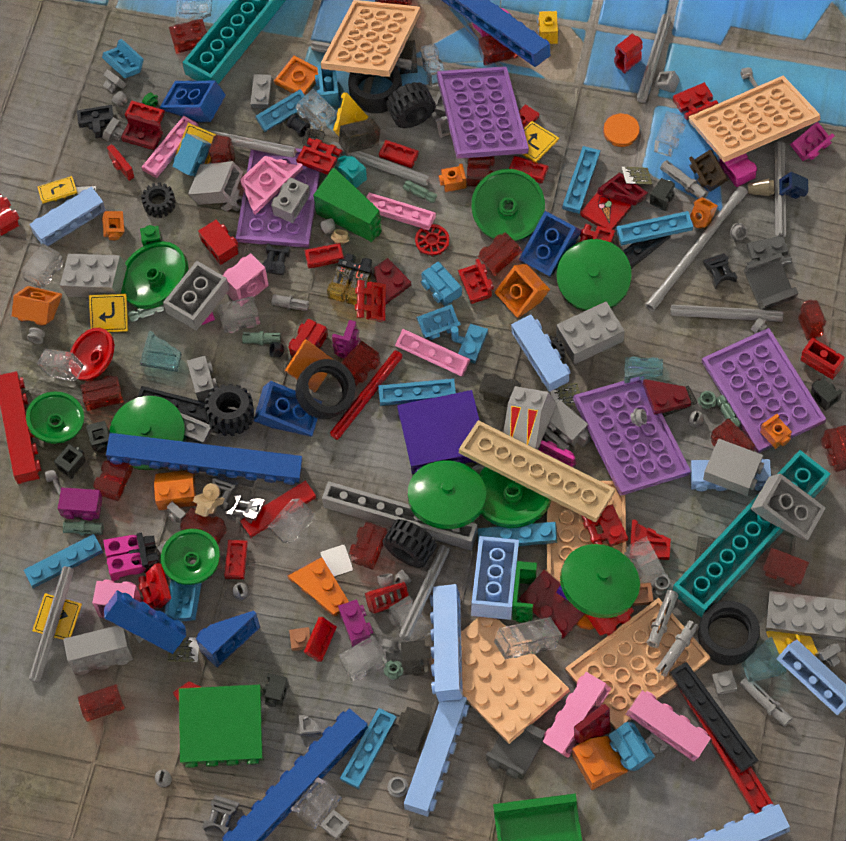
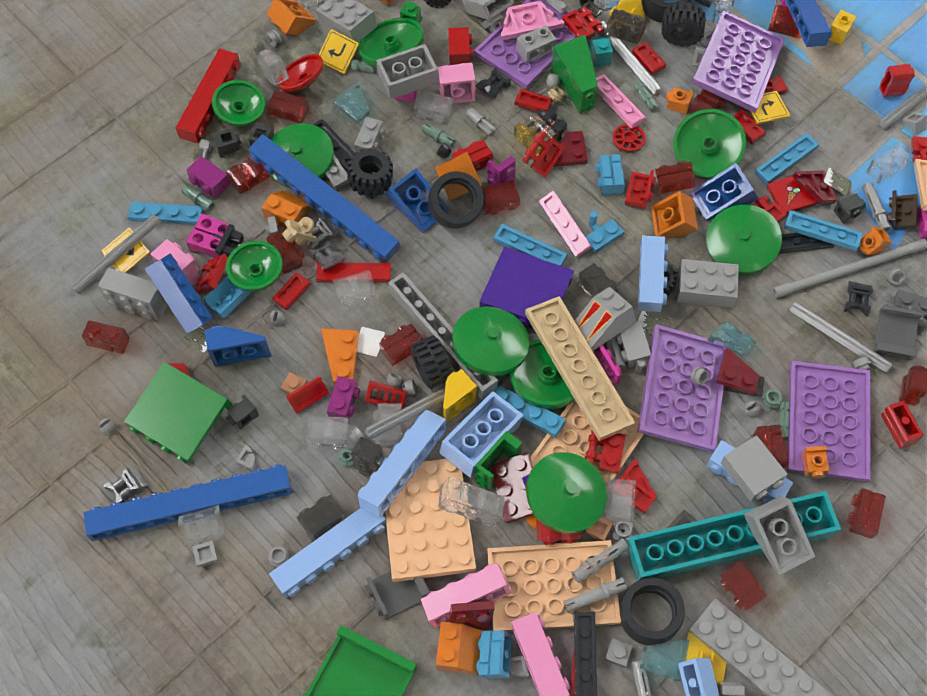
camera: 30 degrees right, 0 degrees up
(366, 395) = (487, 226): red axle -> none
(368, 748) = (278, 508): dark azure plate -> none
(438, 321) = (586, 202): dark azure bracket -> none
(451, 554) = (459, 394): none -> yellow slope
(621, 130) = (849, 139): orange tile -> none
(825, 393) = (884, 456): pearl dark grey brick -> none

